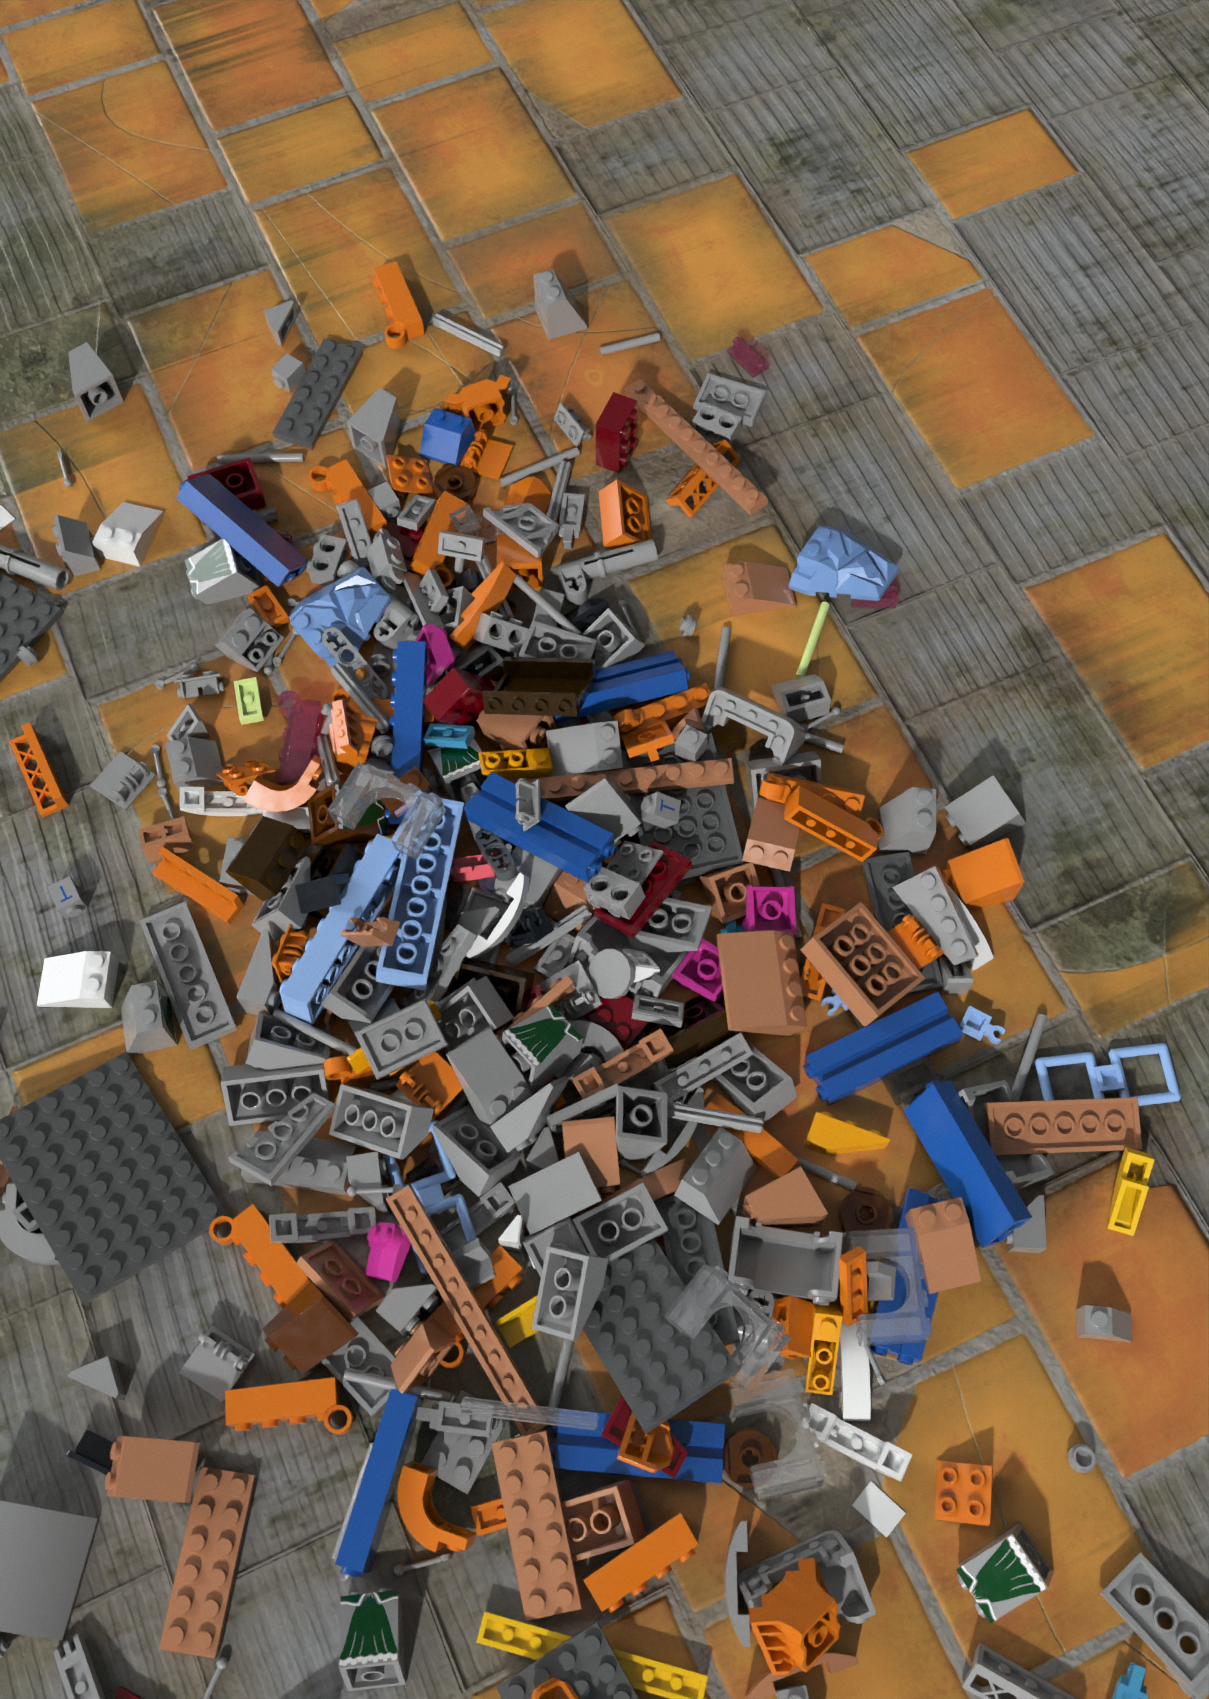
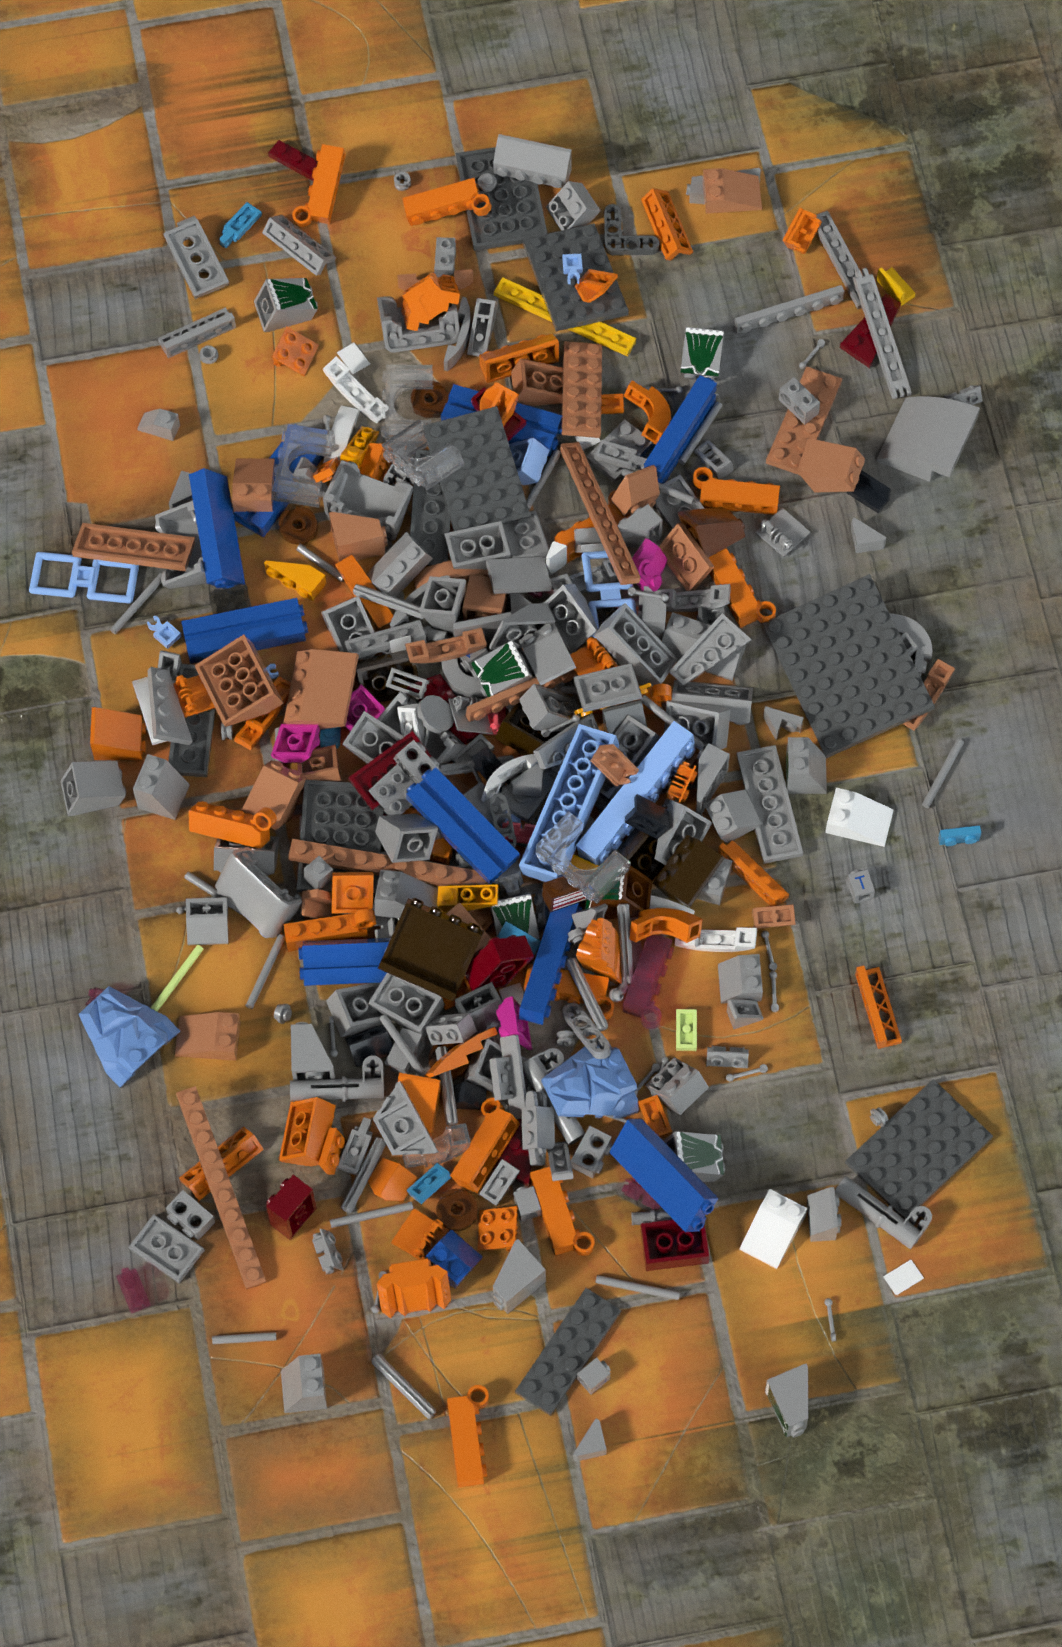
camera: 165 degrees left, 0 degrees up
(123, 780) = (805, 982): light grey hinge -> none
(189, 1083) = (776, 719): none -> light grey slope
(212, 1576) = (799, 400): none -> light grey brick
(226, 942) = (733, 815): none -> light grey slope
(236, 777) = (698, 953): orange hinge -> none
(296, 1202) = (710, 616): none -> dark grey bracket
(312, 1444) = (720, 469): none -> light grey slope
(461, 547) = (470, 1116): light grey plate -> none
(489, 496) = (429, 1183): none -> dark azure plate
(518, 1323) = (560, 512): yellow panel -> none
(528, 809) = (465, 837): light grey hinge -> none
(529, 1413) = (571, 444): clear axle -> none
(568, 1291) = (525, 507): light grey slope -> none
(588, 1384) = (529, 459): none -> light blue slope
(594, 504) = (331, 1151): none -> orange plate
(642, 579) = (308, 1055): none -> light grey slope
(660, 810) = (360, 825): light grey brick -> none
(708, 1607) = (482, 326): none -> light grey slope
(832, 823) = (219, 789): orange hinge -> none
(1108, 1486) = (214, 325): none -> light grey fence
(1130, 1191) = (103, 499): yellow slope -> none

